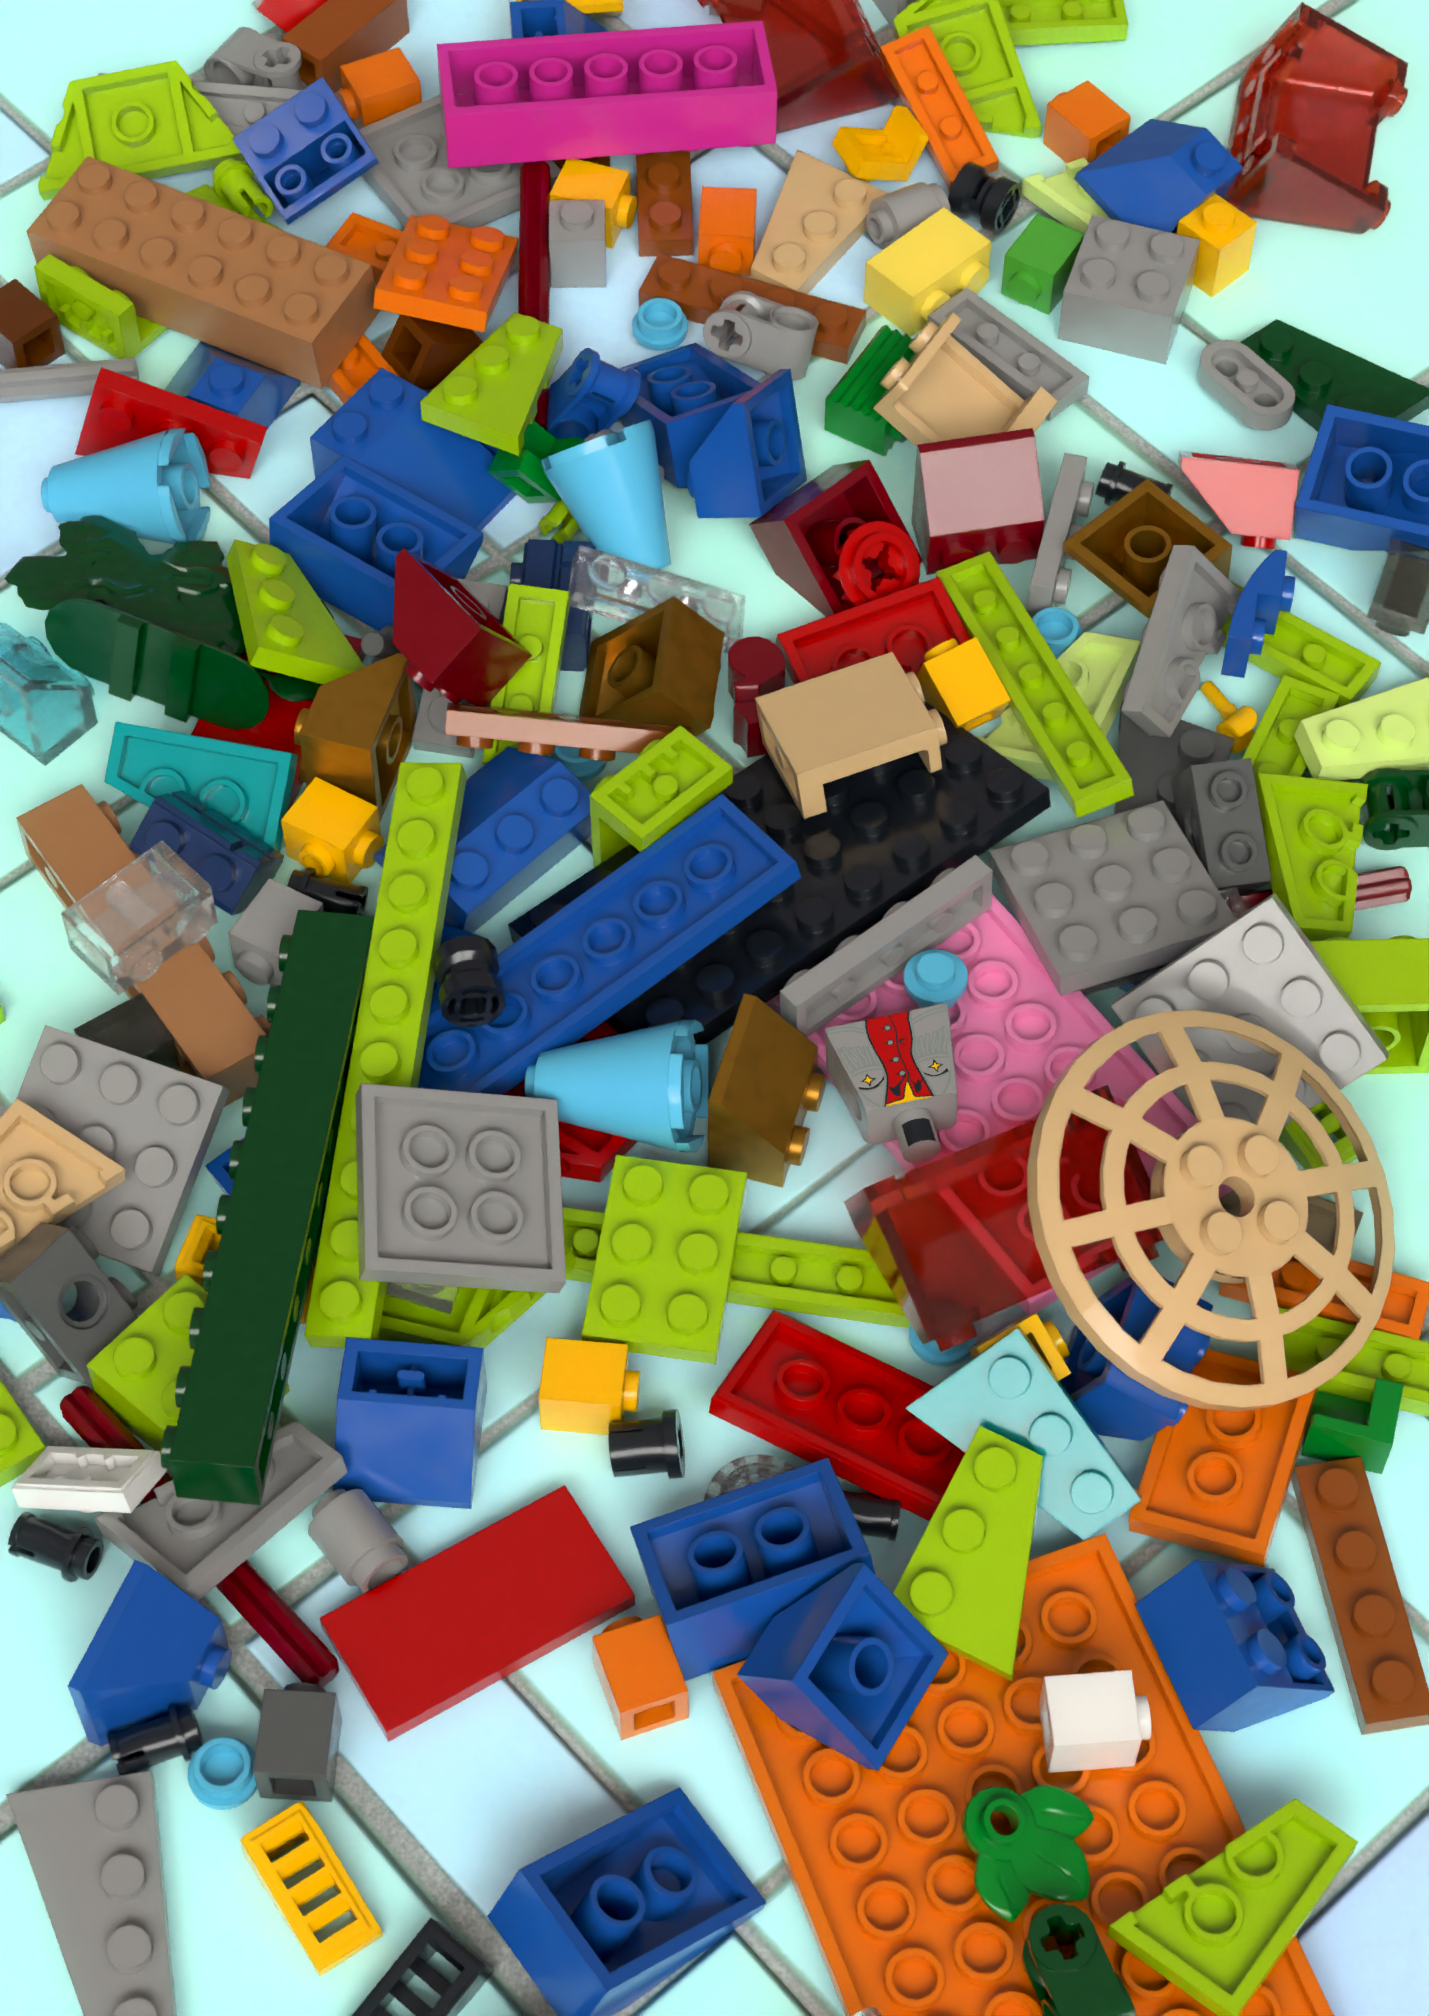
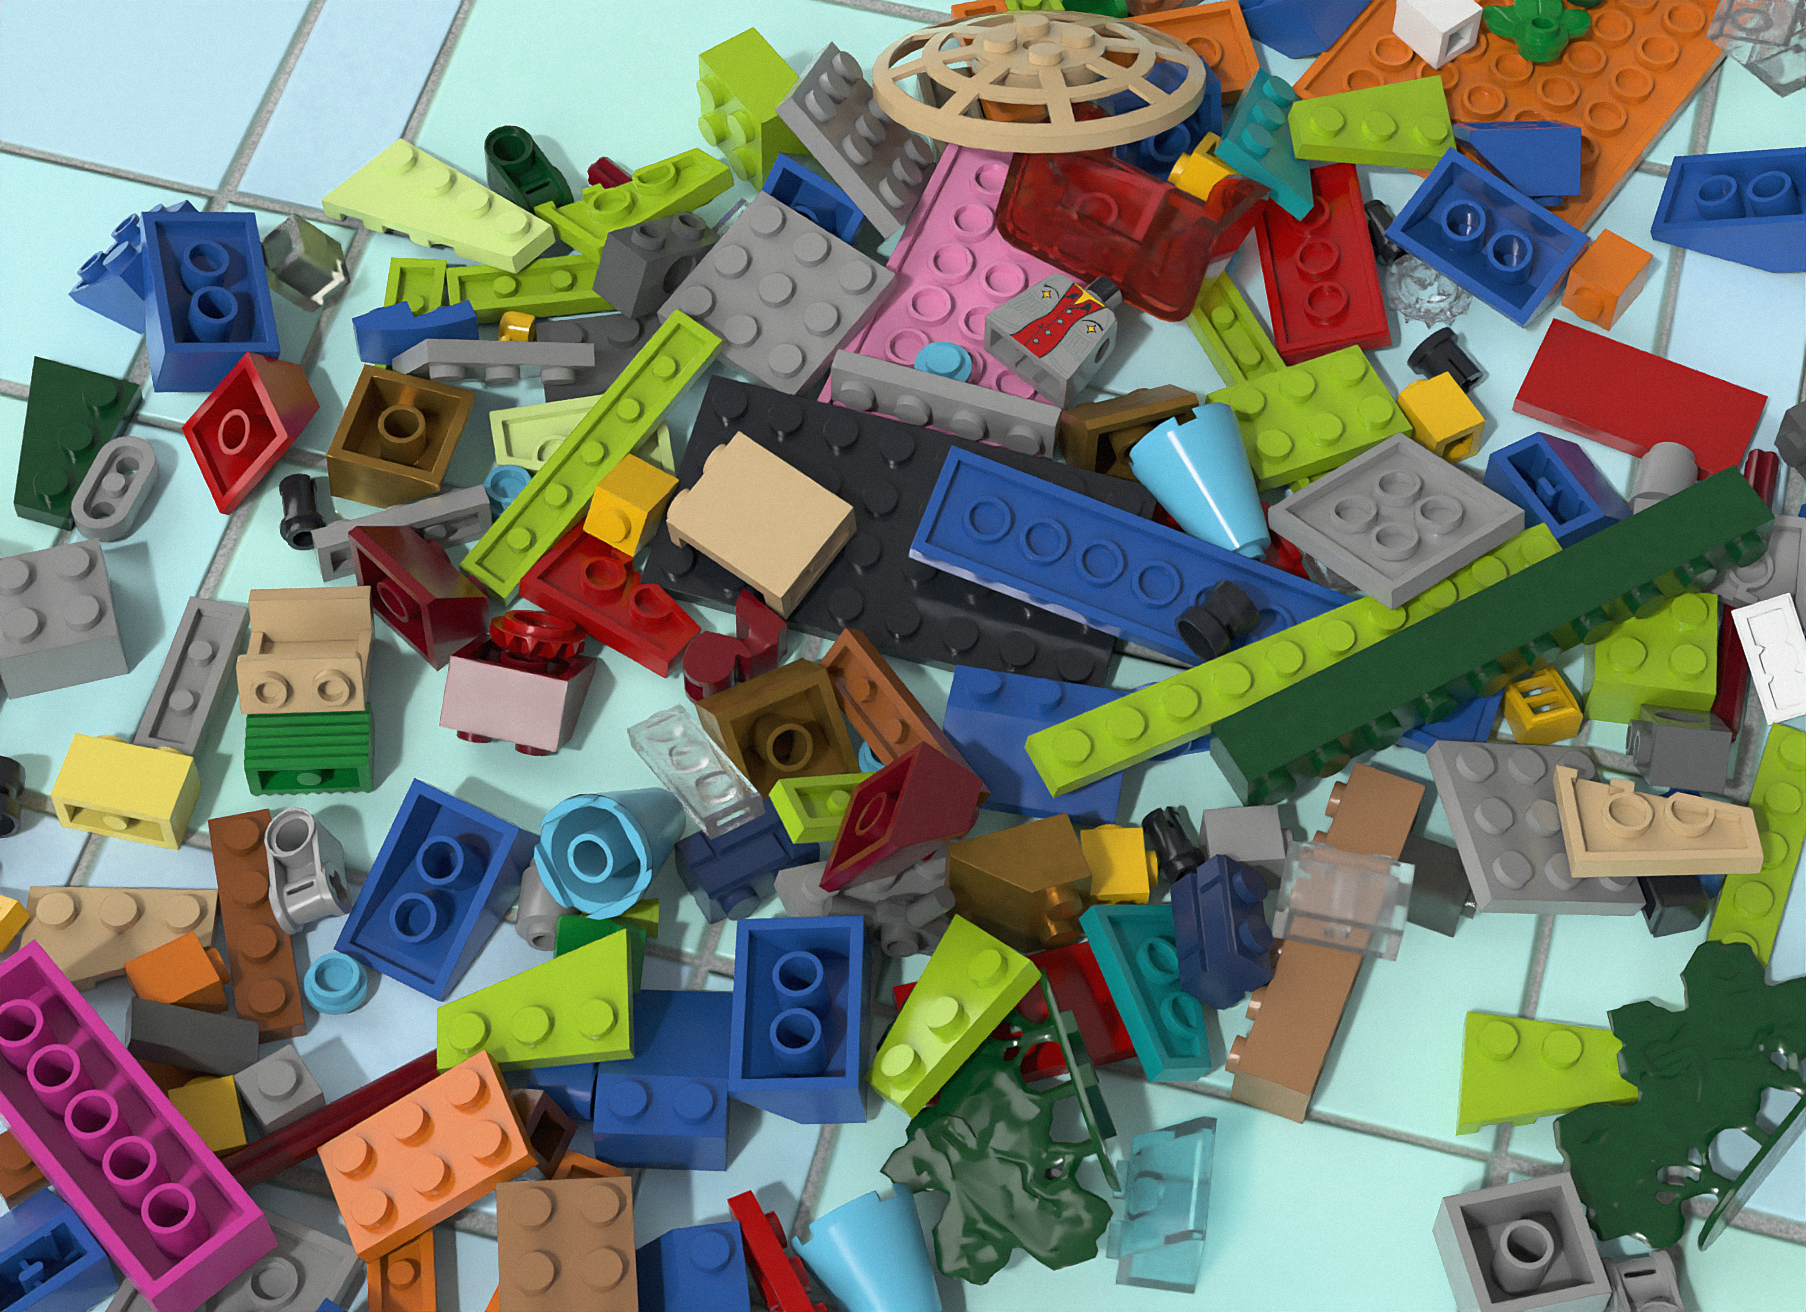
camera: 125 degrees left, 0 degrees up
(590, 396) = (490, 940): blue piece -> none
(655, 793) = (930, 617): lime bracket -> none
(660, 198) = (190, 1038): none -> dark grey tile
(750, 454) = (497, 767): blue slope -> none
(902, 210) = (54, 849): light grey brick -> none
(1040, 263) = (57, 702): bright green brick -> none

